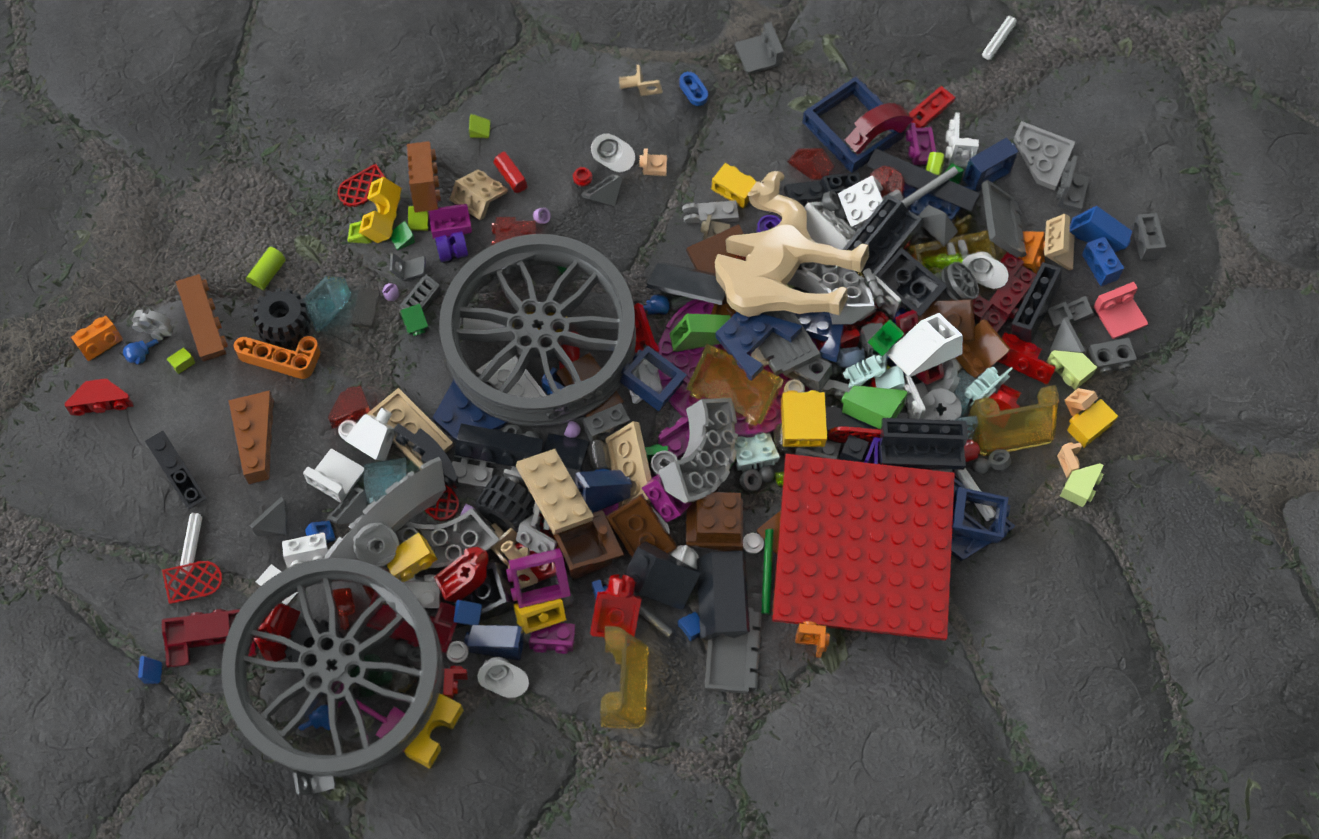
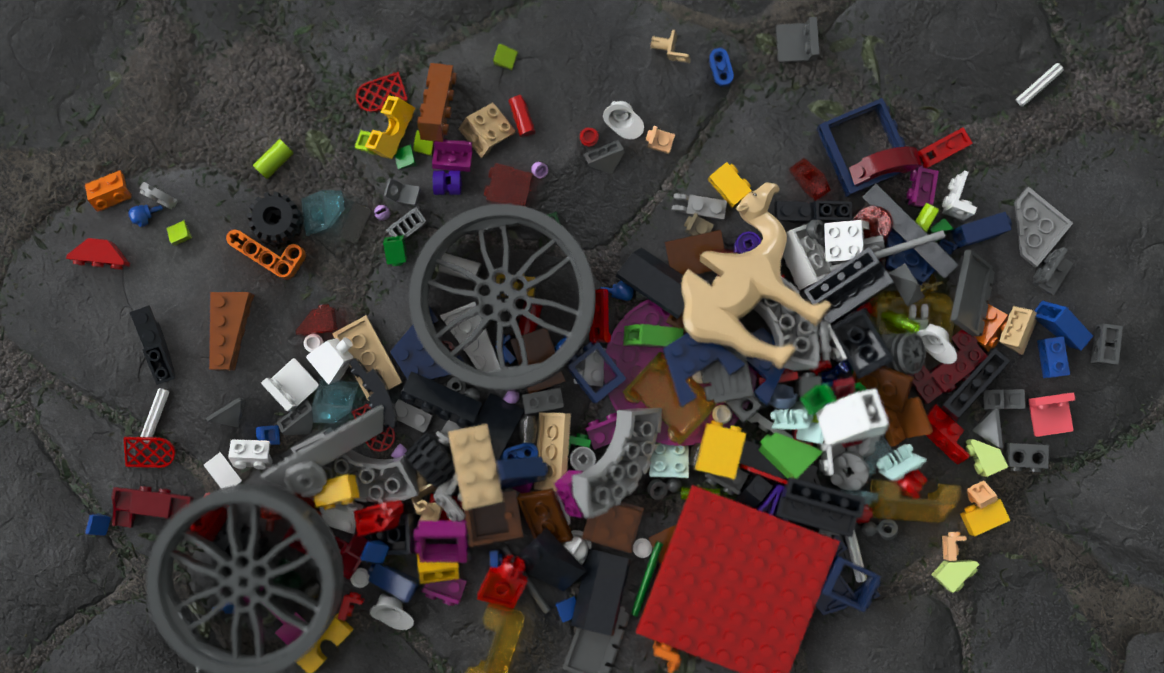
camera: 20 degrees right, 20 degrees up
(201, 317) = (203, 198): dark orange wedge -> none

